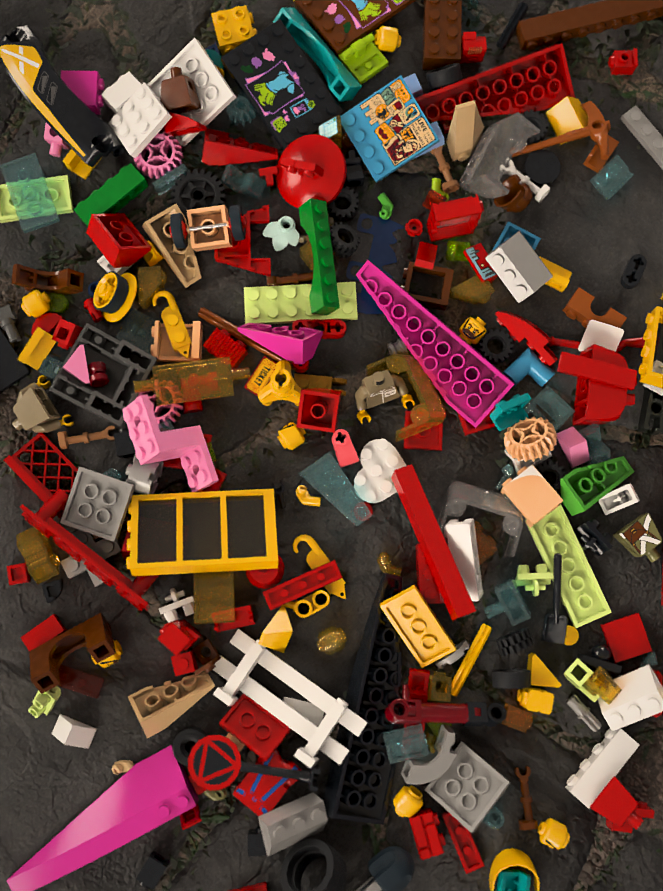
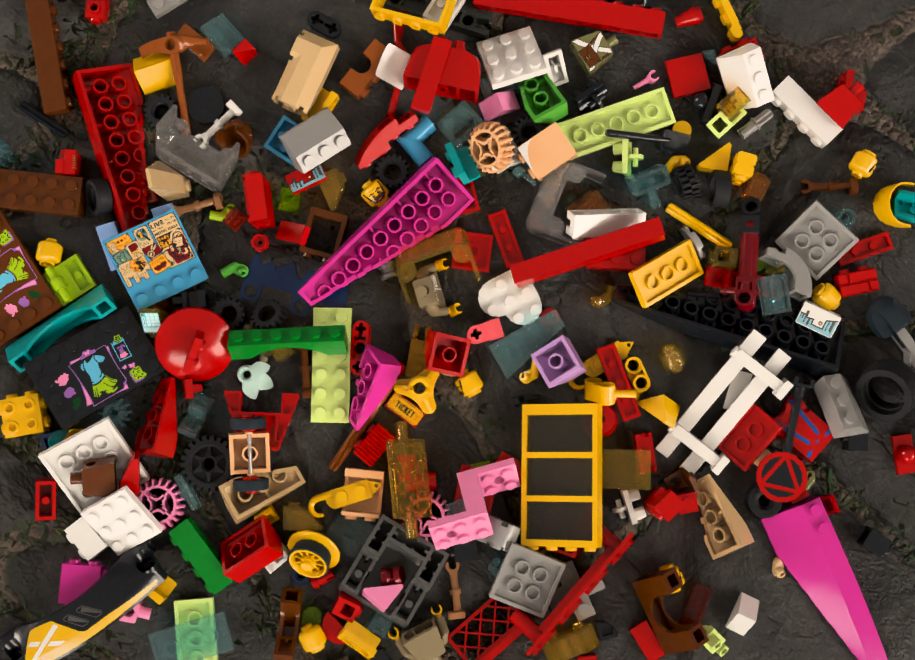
camera: 85 degrees left, 5 degrees up
(156, 53) = (45, 499): none -> red brick
(291, 570) = (604, 392): none -> yellow beam
(318, 522) = (558, 362): none -> lavender slope
(384, 793) = (818, 318): none -> panel
(440, 462) = (505, 238): none -> red tile
(535, 631) = (676, 161): none -> yellow arm
(584, 254) = (305, 73): none -> tan brick
(597, 198) = (244, 52): none -> red slope
(617, 597) = (648, 79): none -> bright pink hand
(623, 454) = (511, 57): none -> white plate

